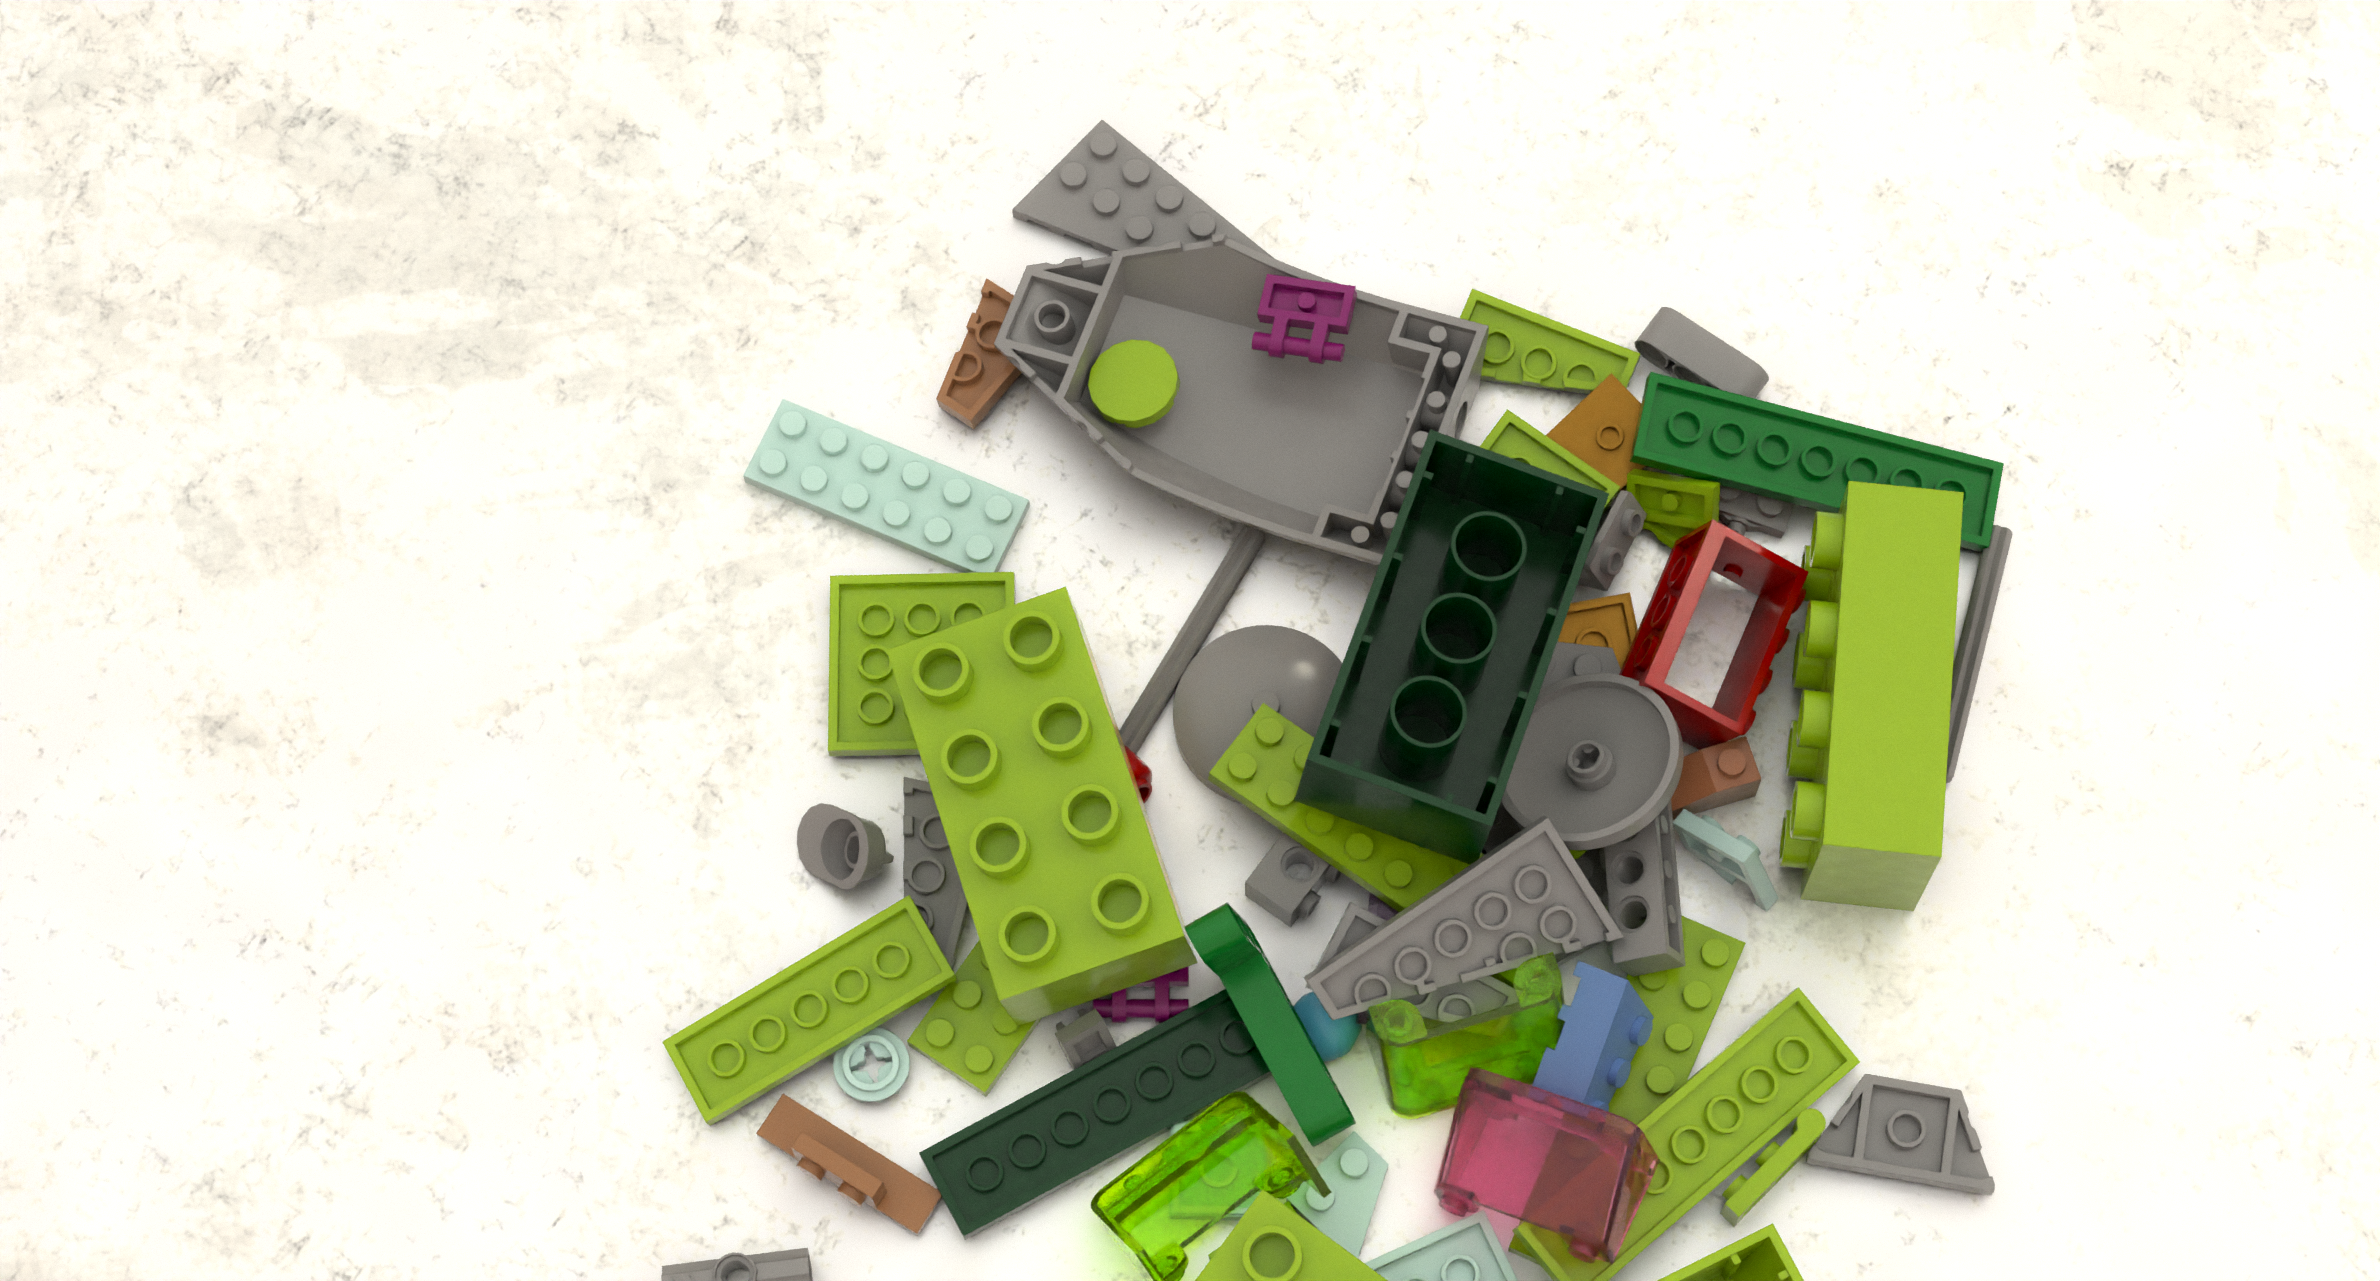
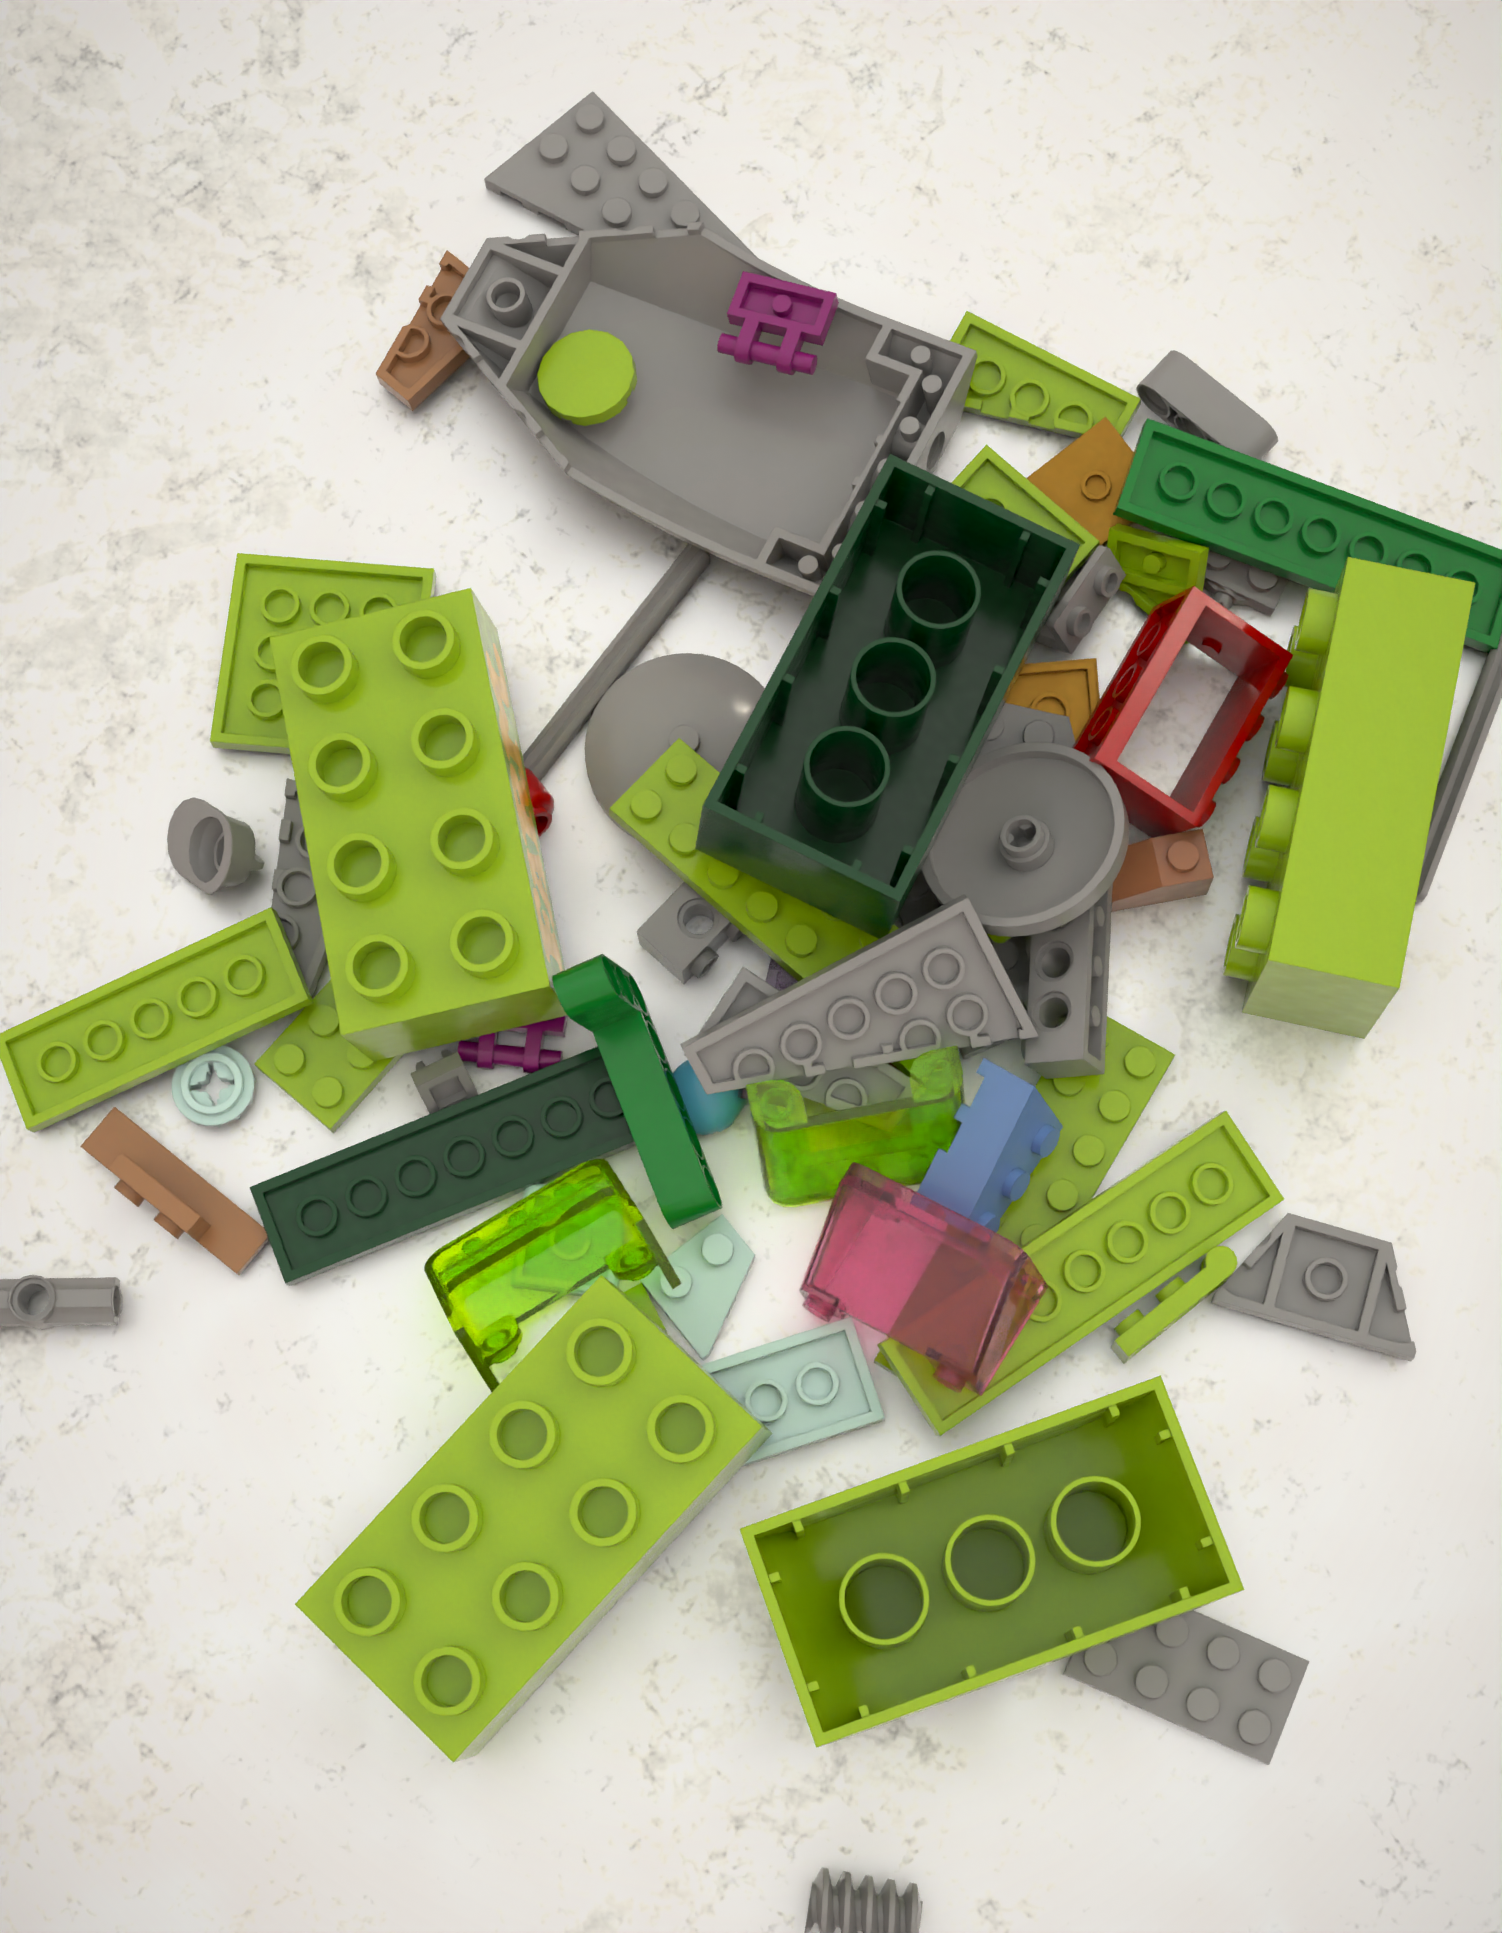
camera: 10 degrees right, 5 degrees up
(886, 490) = (311, 468): light aqua plate -> none
(1726, 854) = (1167, 958): light aqua wing -> none

